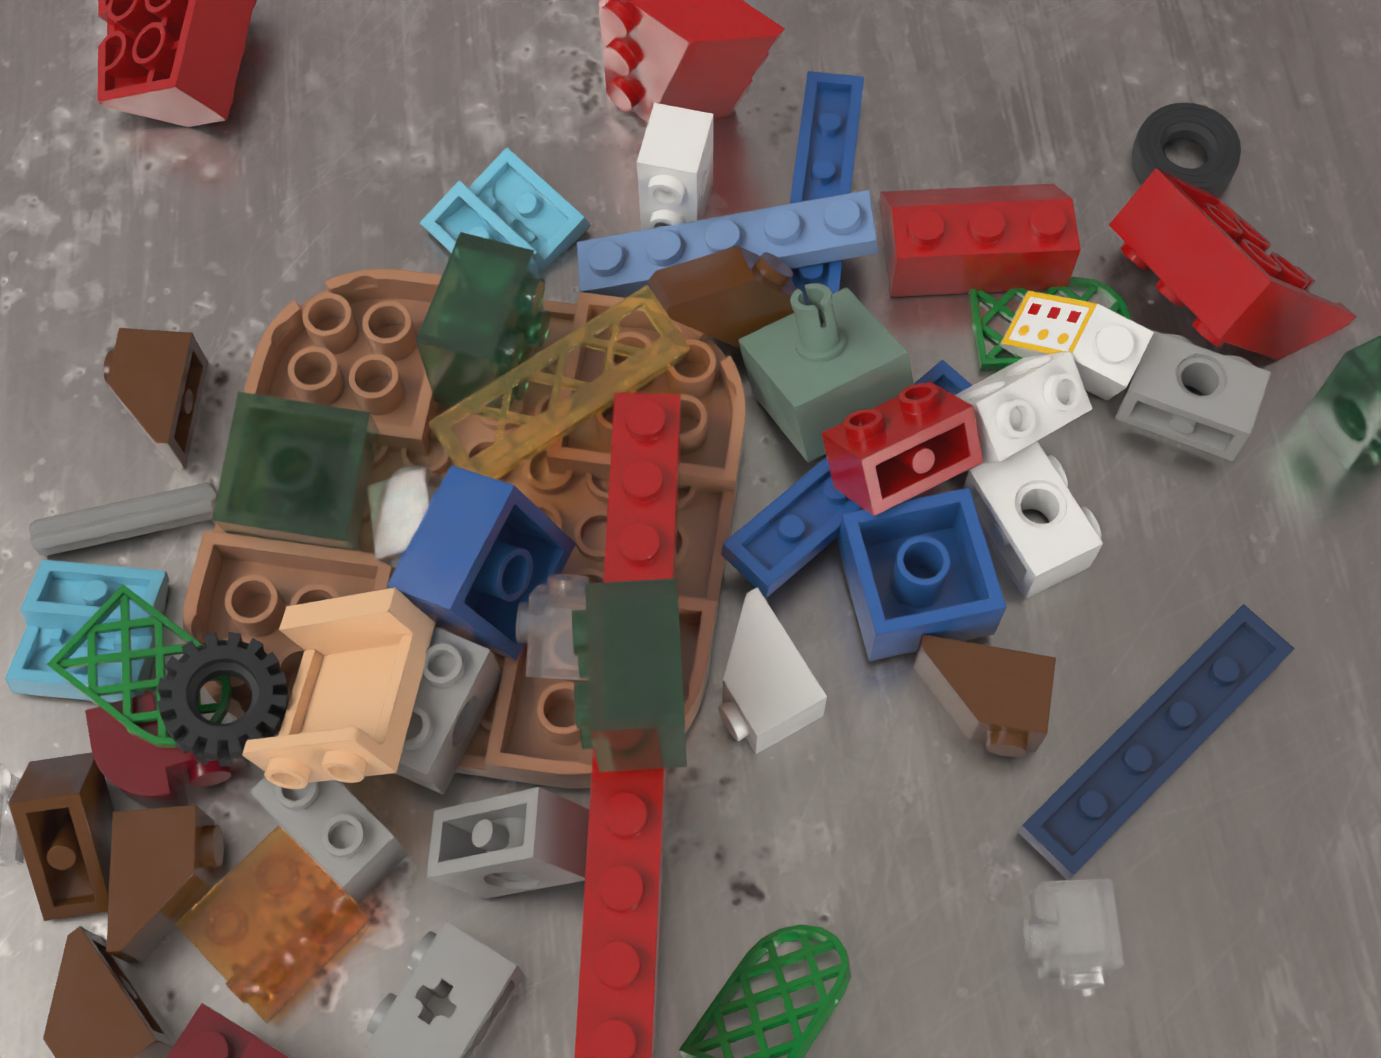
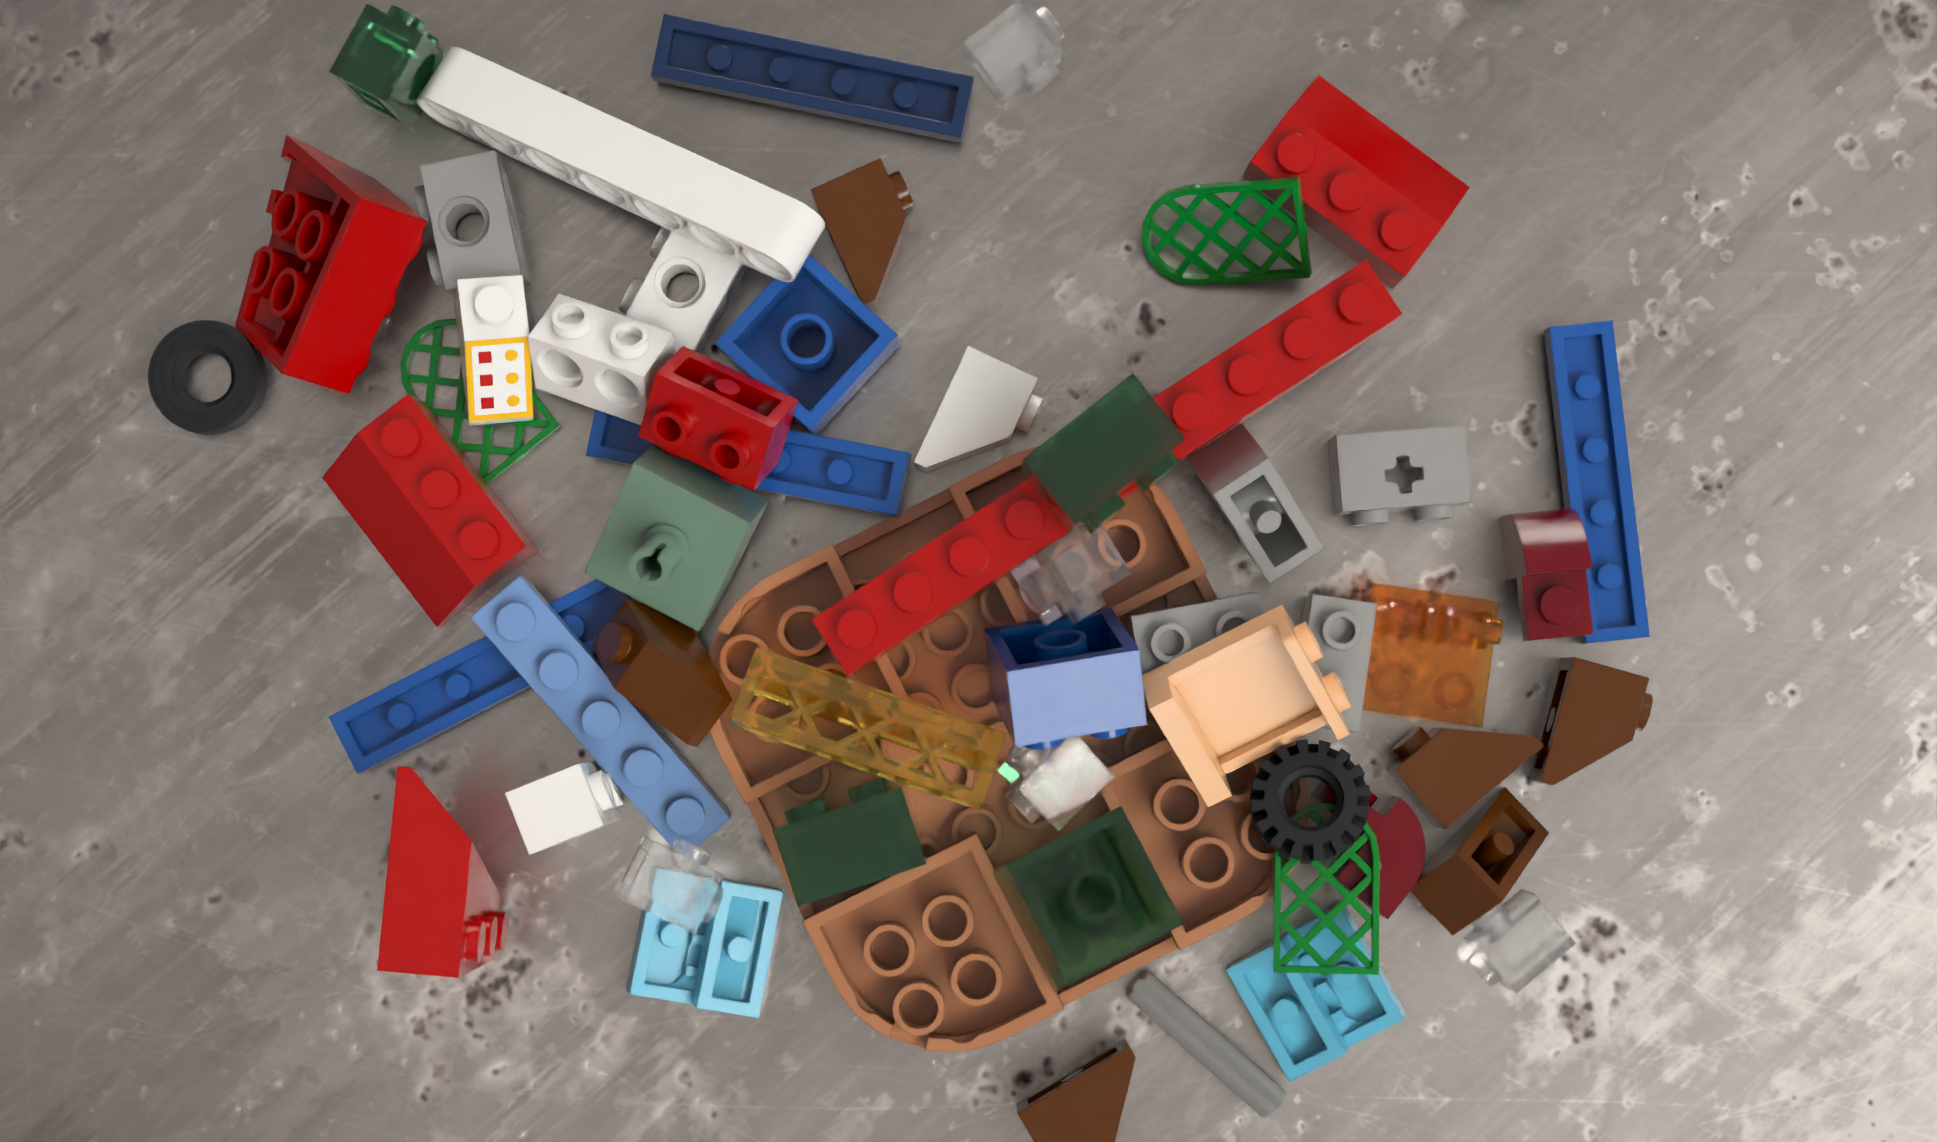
camera: 125 degrees left, 20 degrees up
(559, 209) = (673, 883): none -> clear brick
(1169, 519) = (622, 164): none -> white beam

